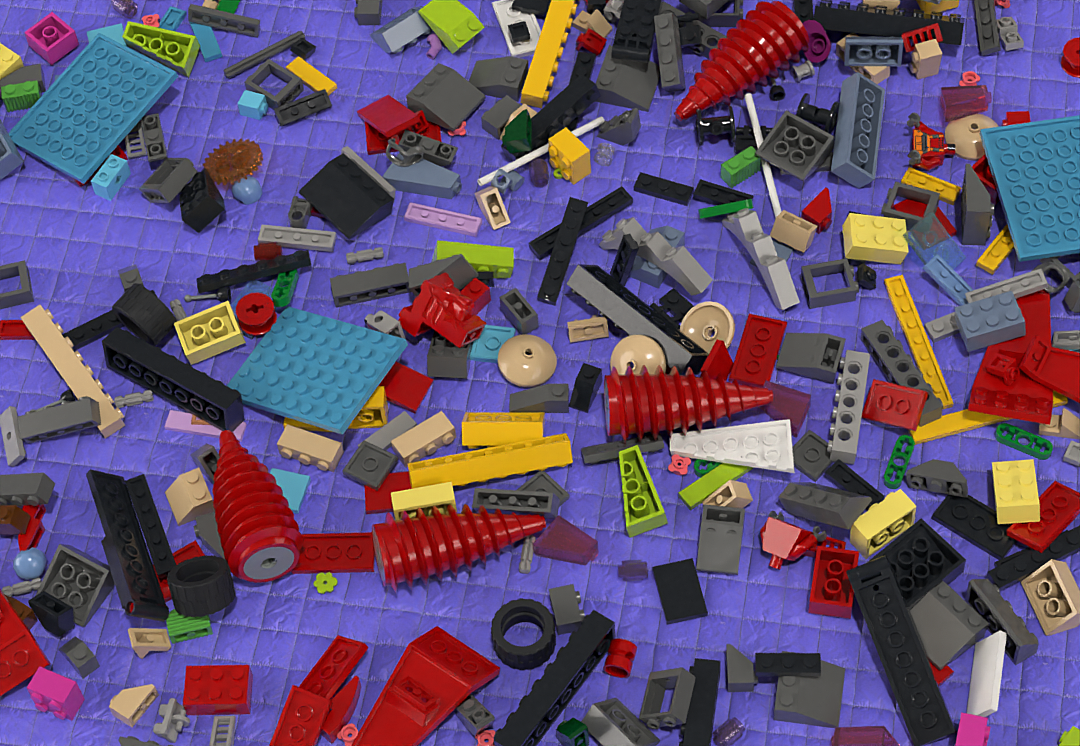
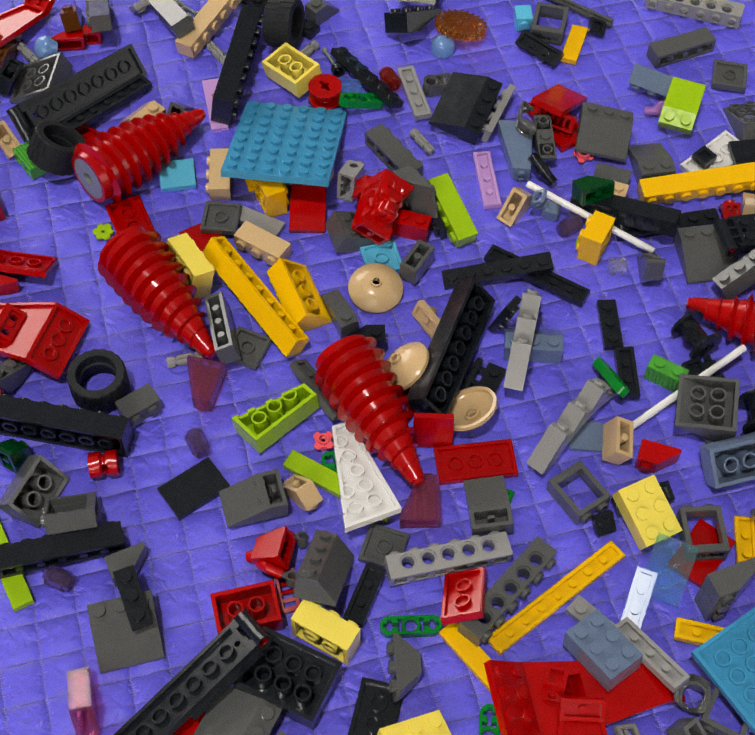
camera: 60 degrees right, 0 degrees up
(462, 165) = (542, 168): none -> black pin

